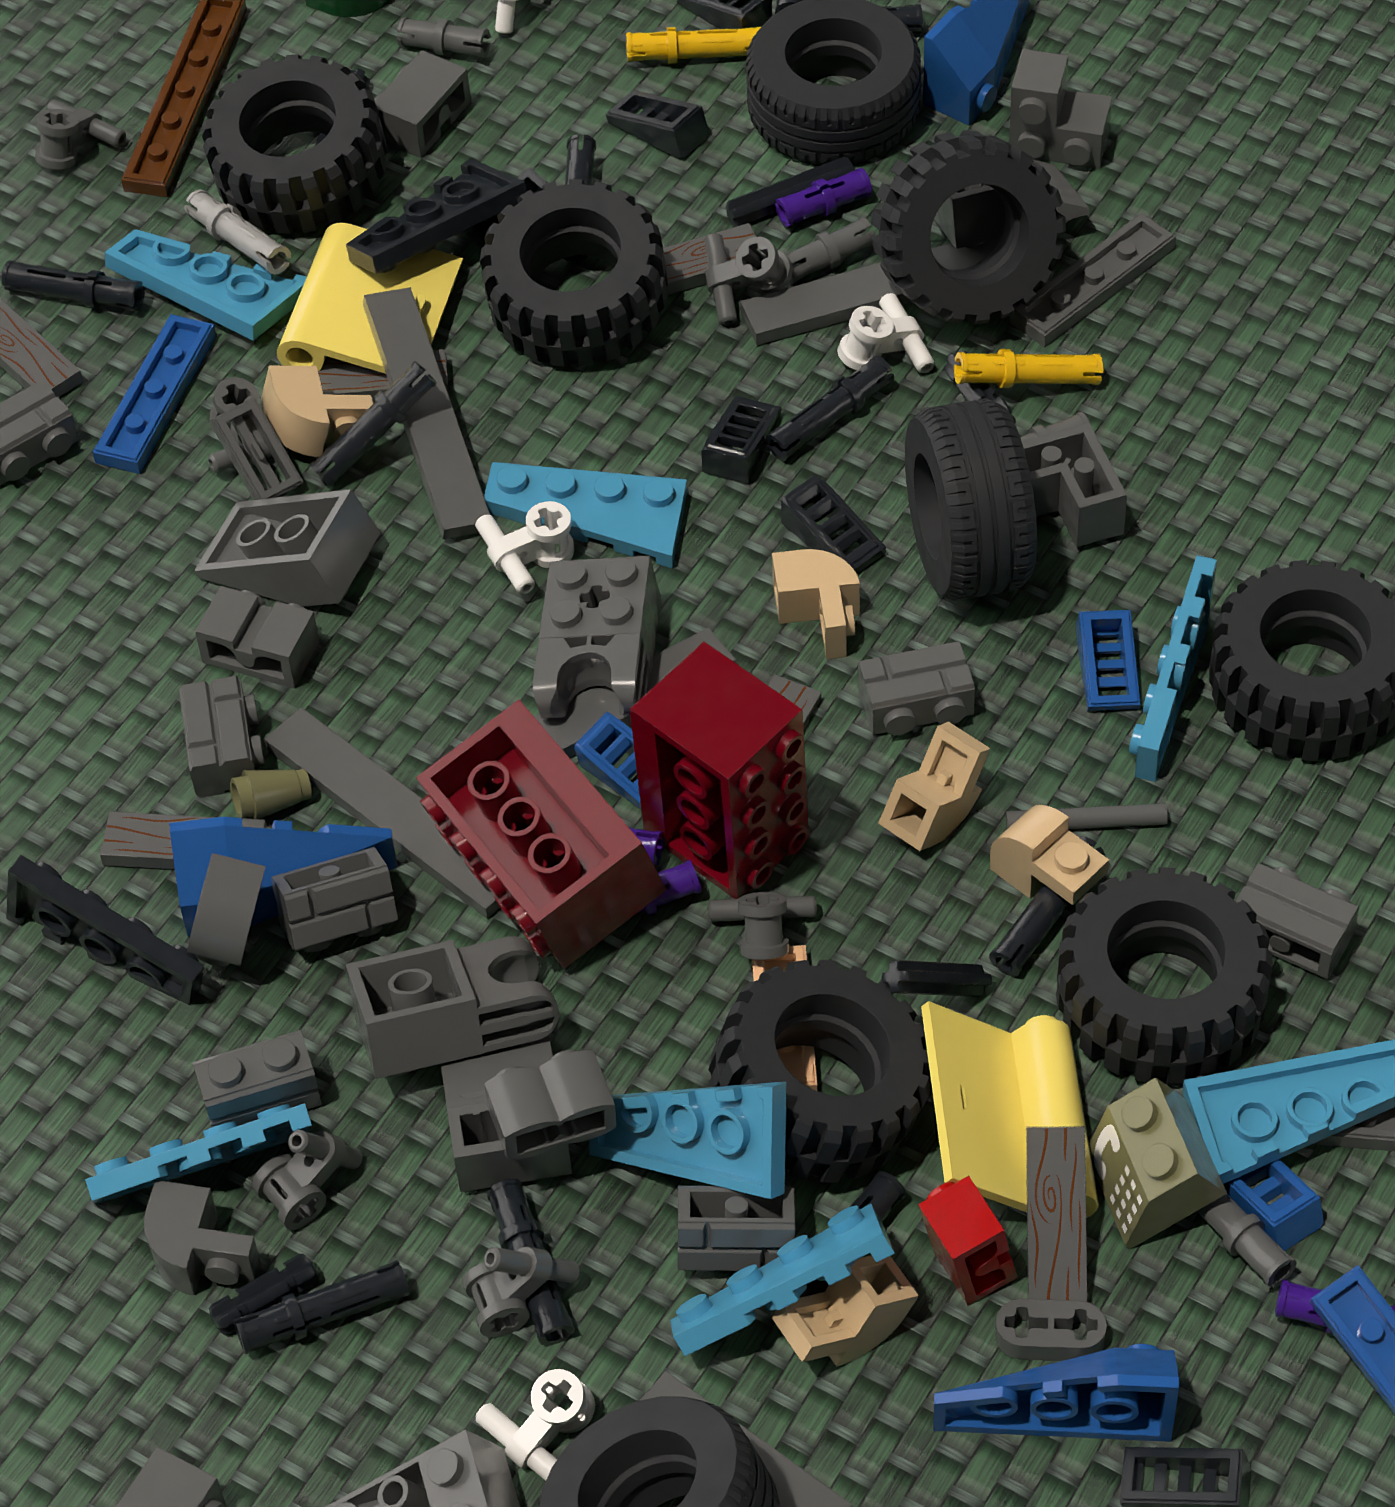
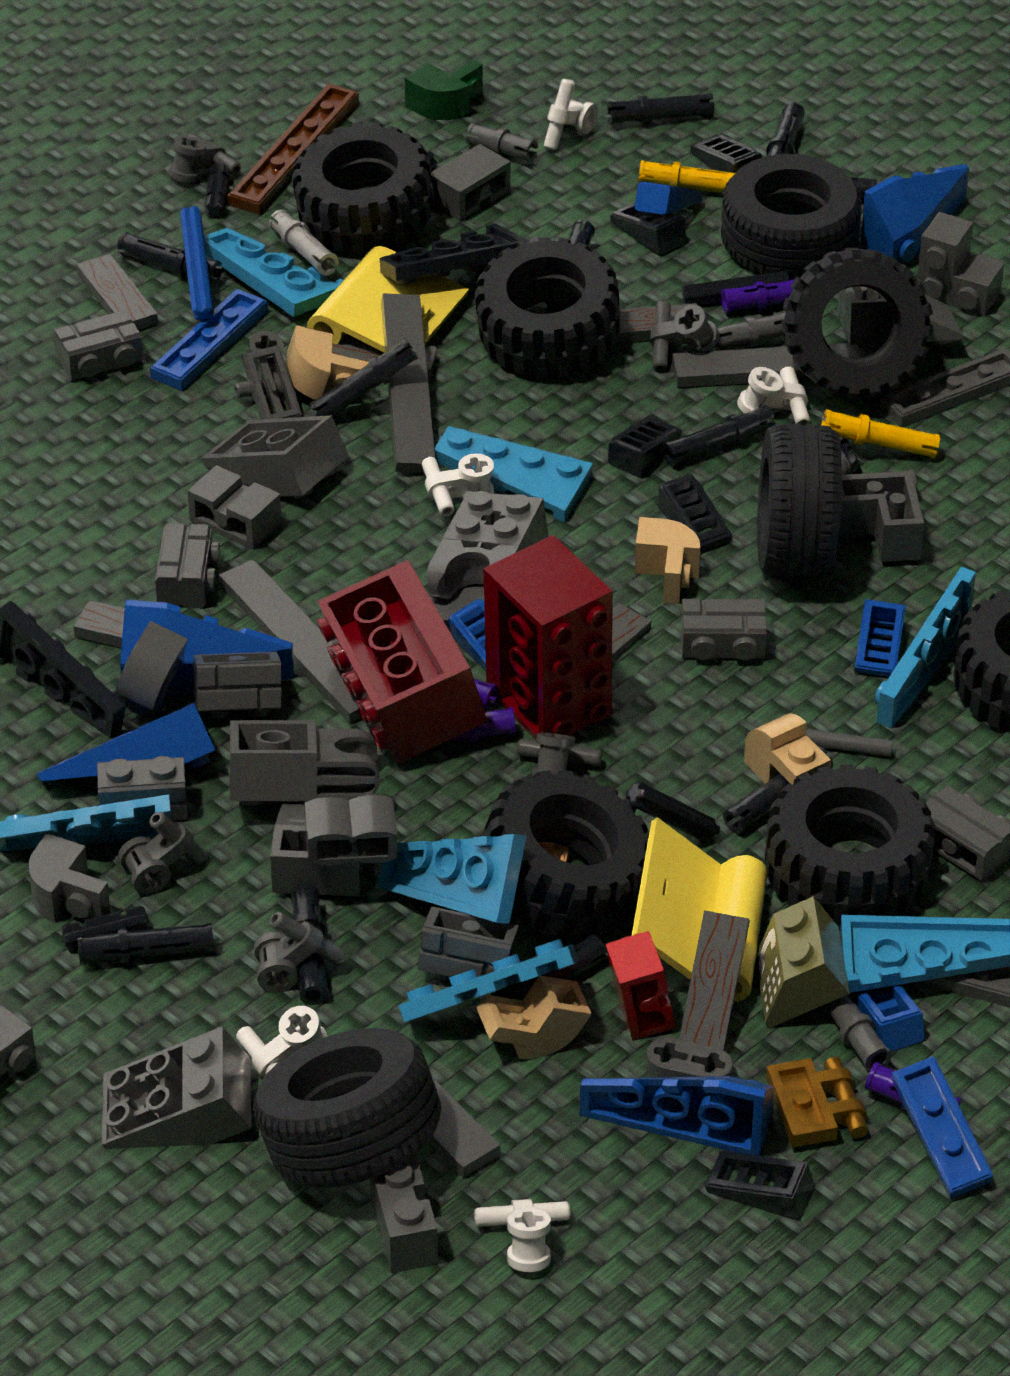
camera: 10 degrees right, 10 degrees down
(105, 174) = (216, 190): none -> black axle
(113, 292) = (196, 263): none -> blue axle
(264, 1001) = (171, 735): none -> blue wedge
(268, 791) = (213, 604): olive cone -> none
(671, 83) = (664, 198): none -> blue slope
(939, 795) = (720, 700): tan brick -> none
(1208, 1356) = (804, 1105): none -> pearl gold plate

